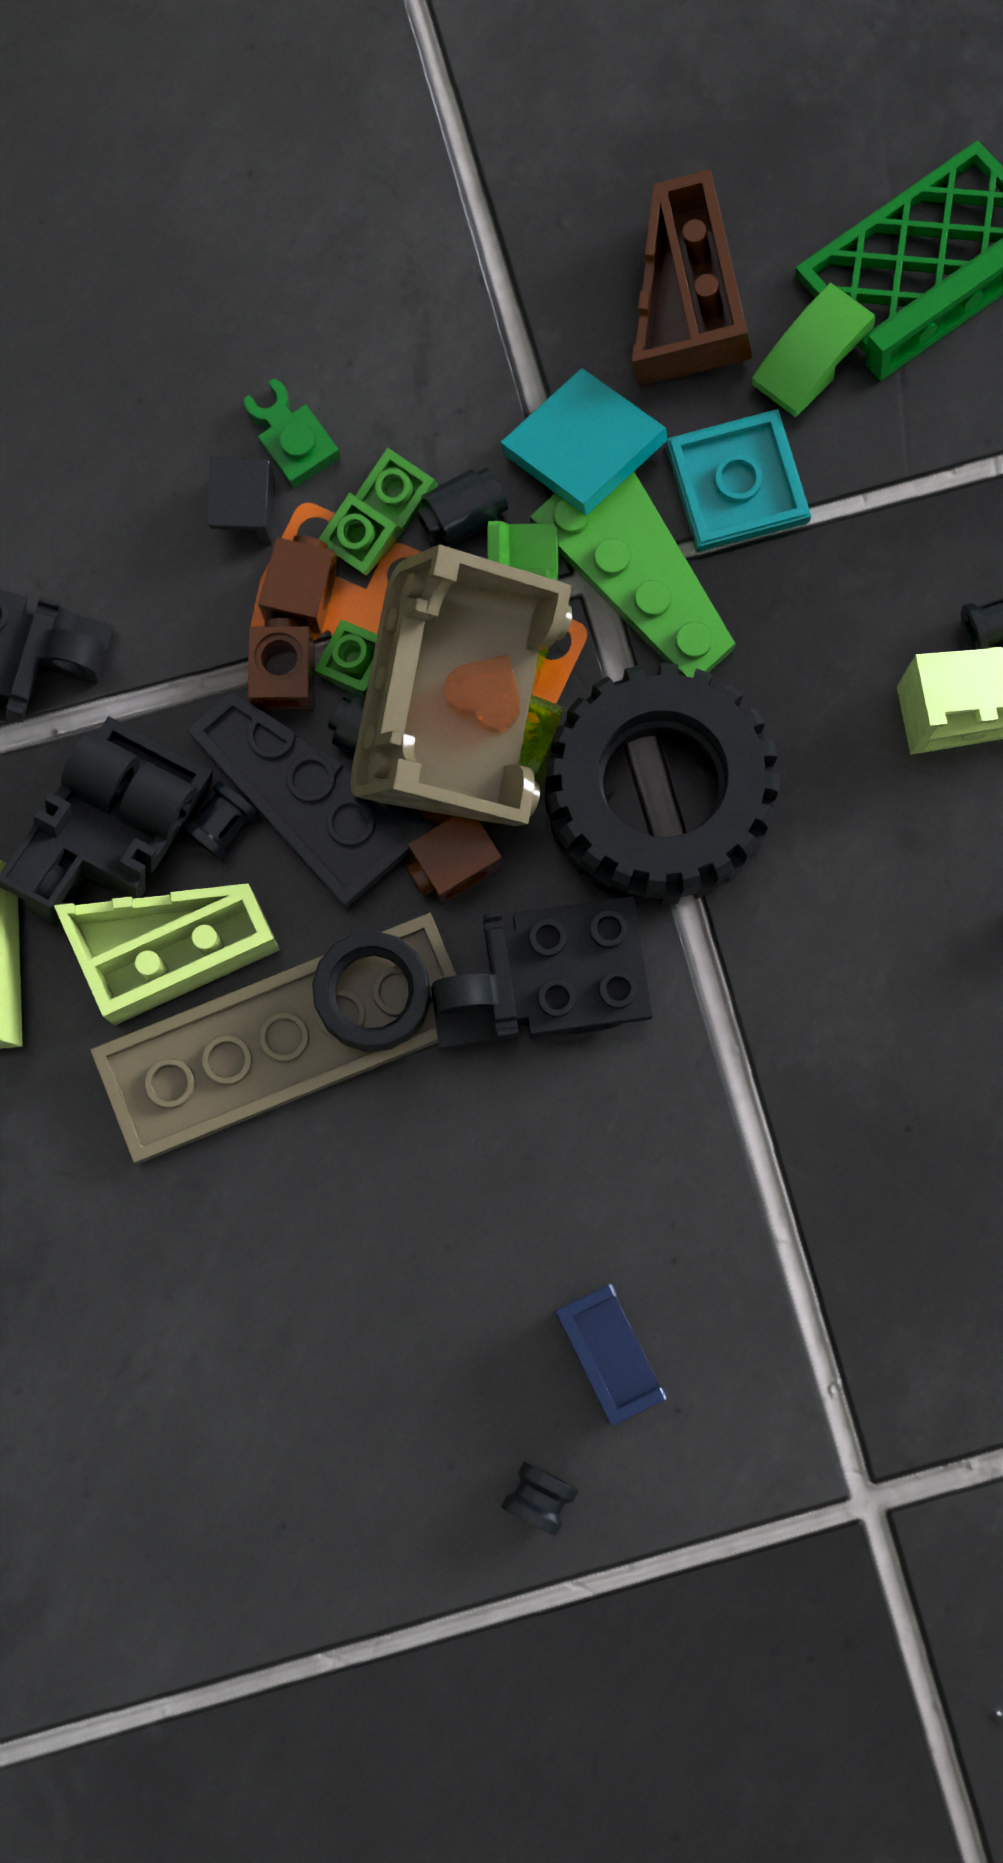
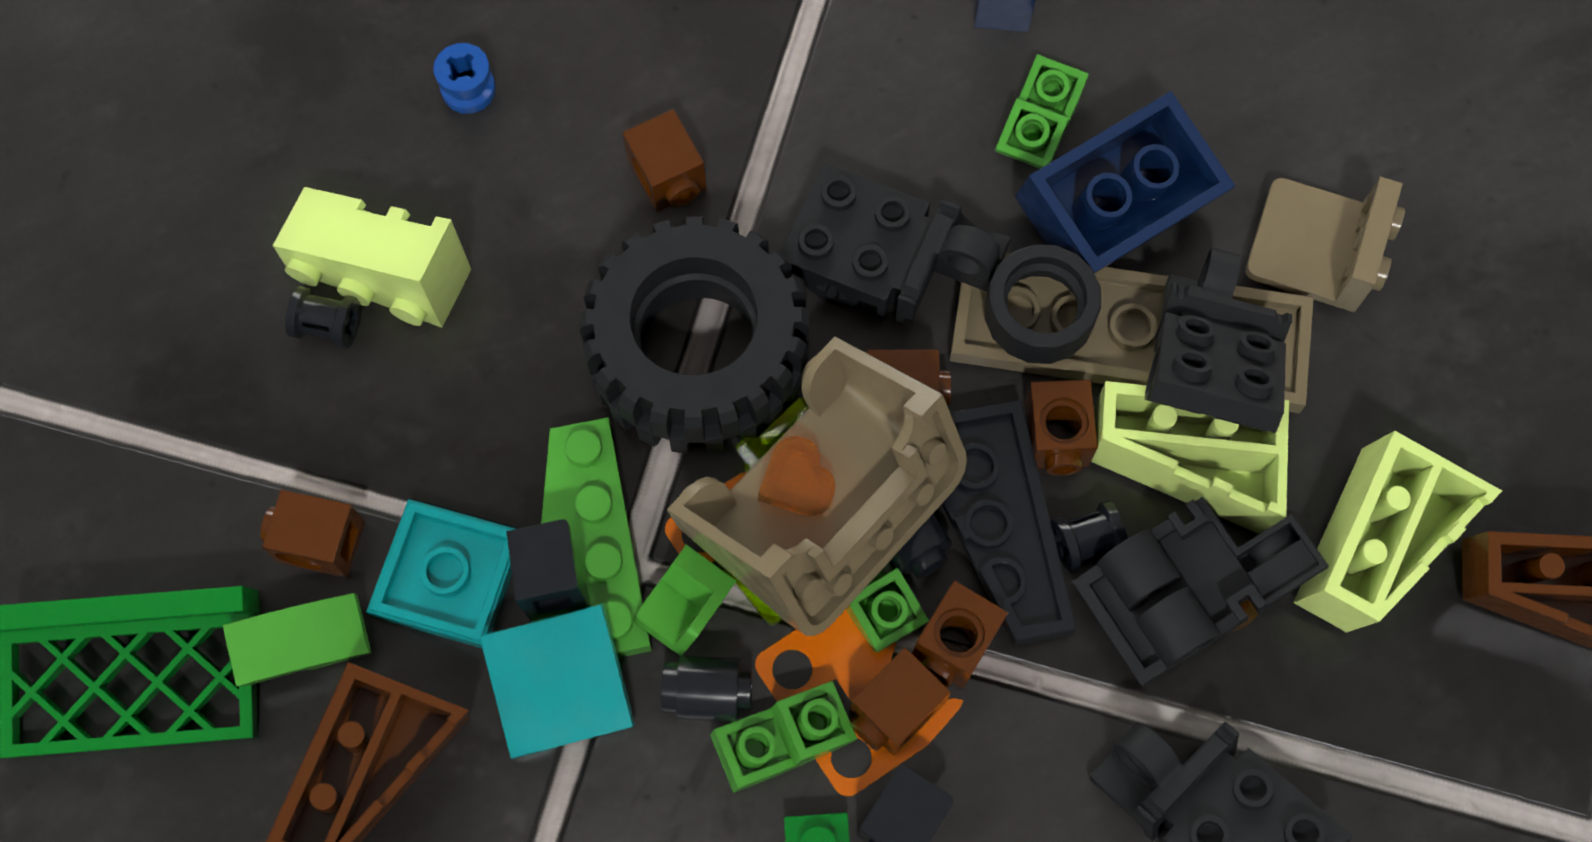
camera: 150 degrees left, 10 degrees down
(152, 1232) = (1325, 242): none -> dark tan bracket
(186, 1009) = (1219, 351): none -> black plate
(312, 923) = (1066, 403): none -> reddish brown brick
(361, 1161) = (1124, 185): none -> dark blue slope
(487, 1218) = (1042, 112): none -> bright green slope
(649, 505) = (546, 570): none -> black panel
(801, 944) = (665, 161): none -> reddish brown brick
(866, 438) = (312, 533): none -> reddish brown brick

